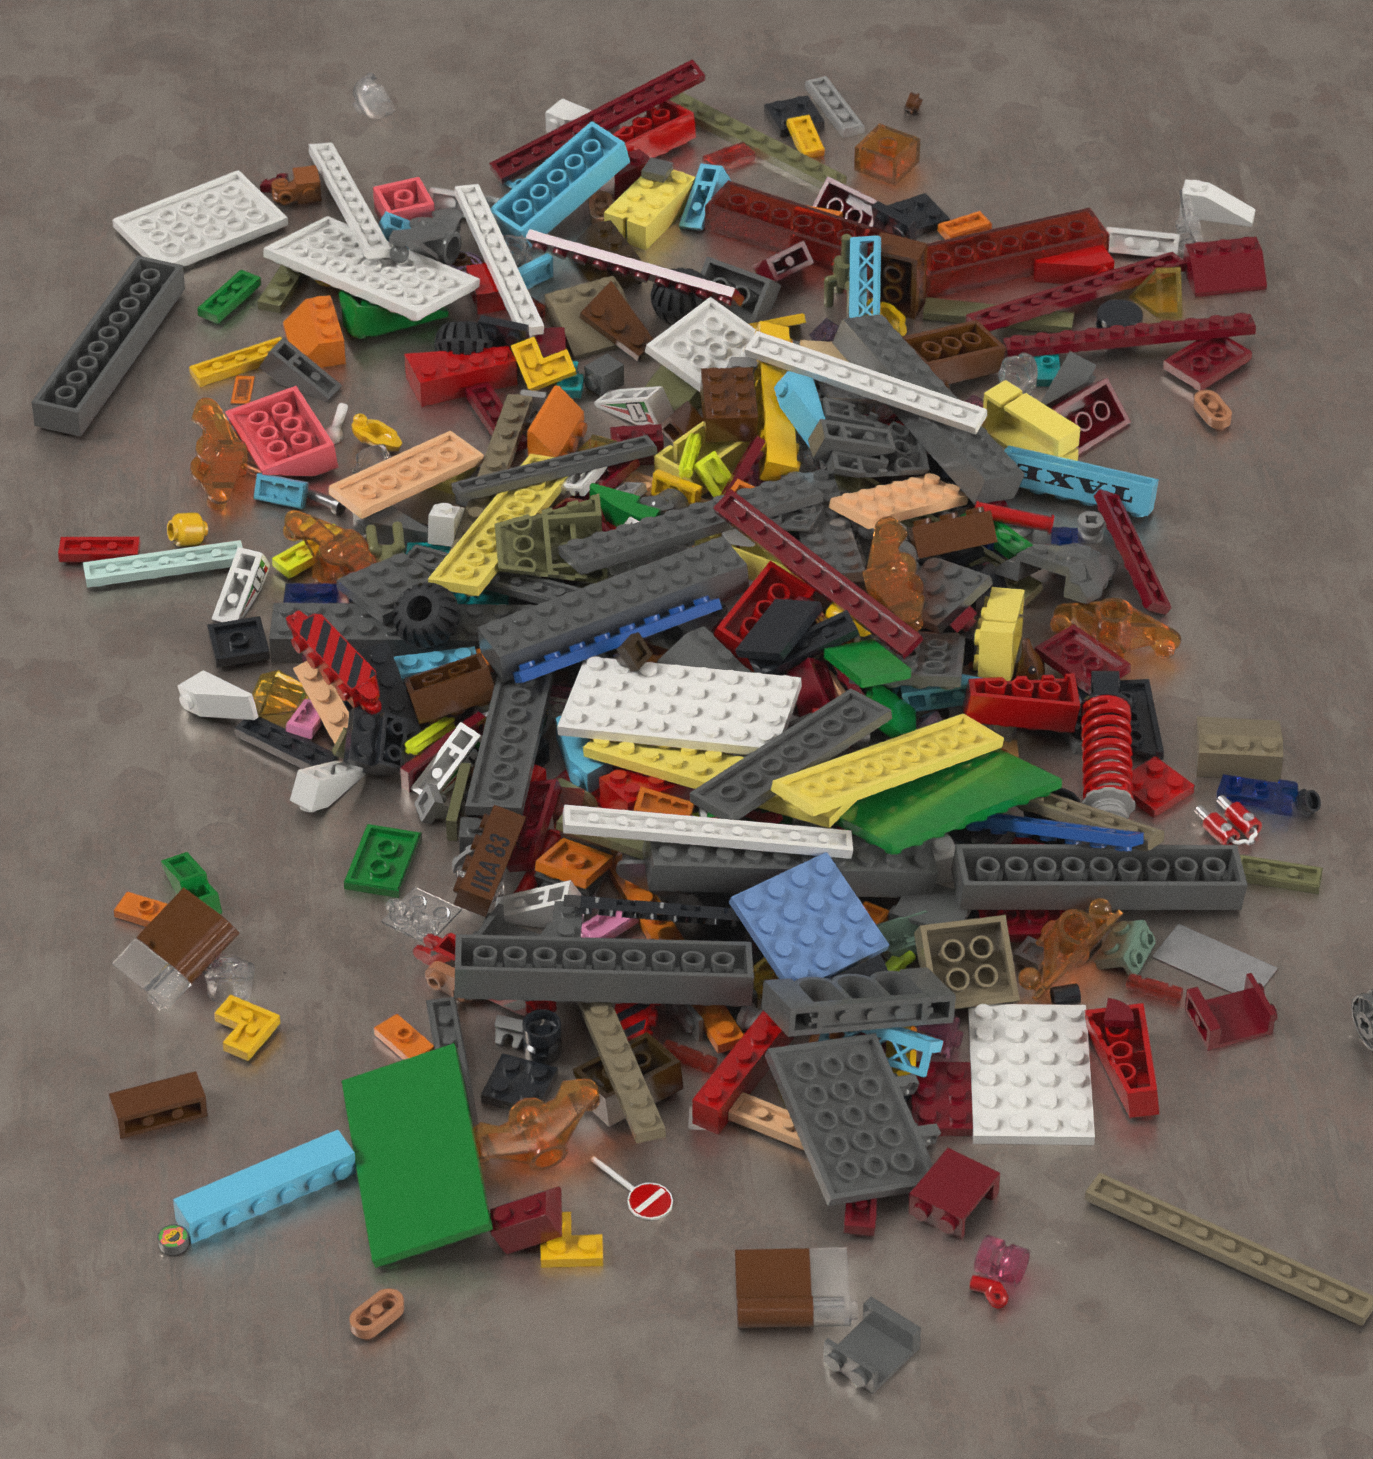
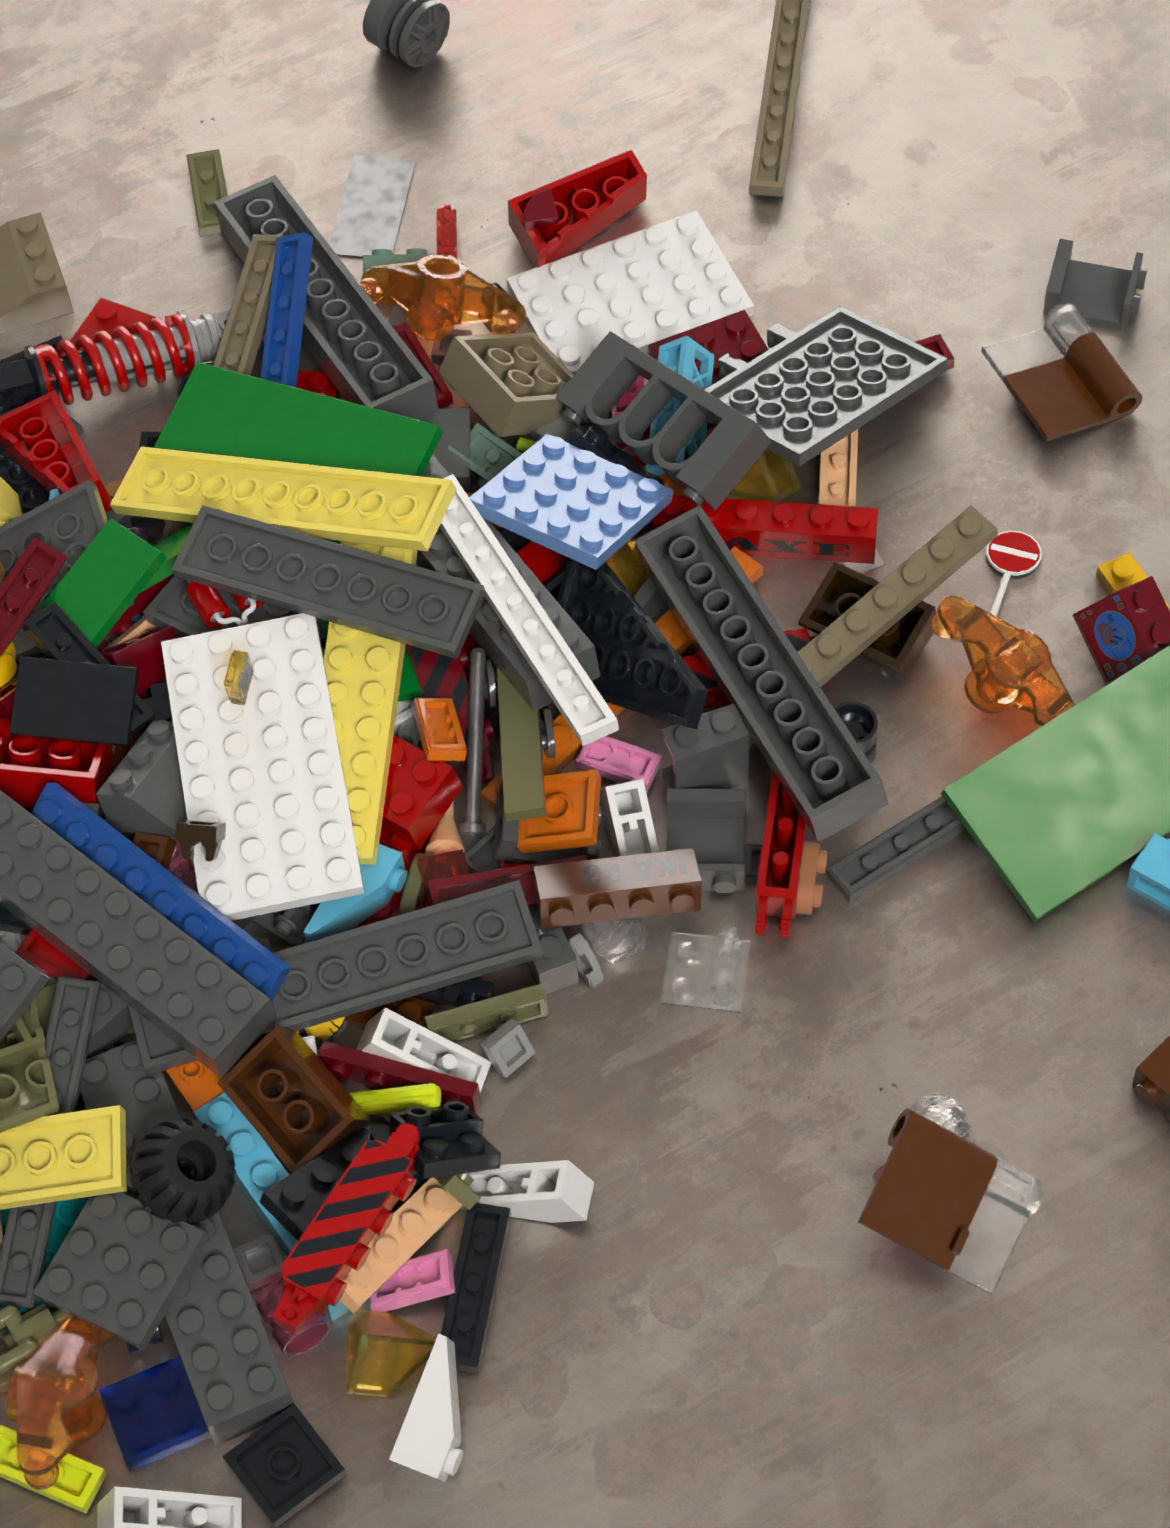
camera: 110 degrees left, 15 degrees up
(138, 909) = (874, 1306): orange plate -> none
(187, 873) = (802, 1267): green slope -> none
(250, 1024) = (1002, 1064): yellow plate -> none
(383, 861) = (629, 1065): green tile -> none
(402, 1037) = (923, 894): orange plate -> none
(517, 1080) = (922, 744): black plate -> none
(692, 1057) = (783, 596): clear red axle -> none
(735, 690) = (238, 677): none -> clear yellow tile
(952, 1192) = (850, 284): dark red panel -> none
(992, 1289) = (953, 222): red arm -> none
(1011, 1265) = (919, 218): clear pink wheel -> none
(1231, 1016) = (451, 161): dark red panel -> none
(1235, 814) = (161, 257): red piece -> none
(1260, 793) = (87, 243): clear blue plate -> none
(1308, 802) = (86, 194): black plate -> none

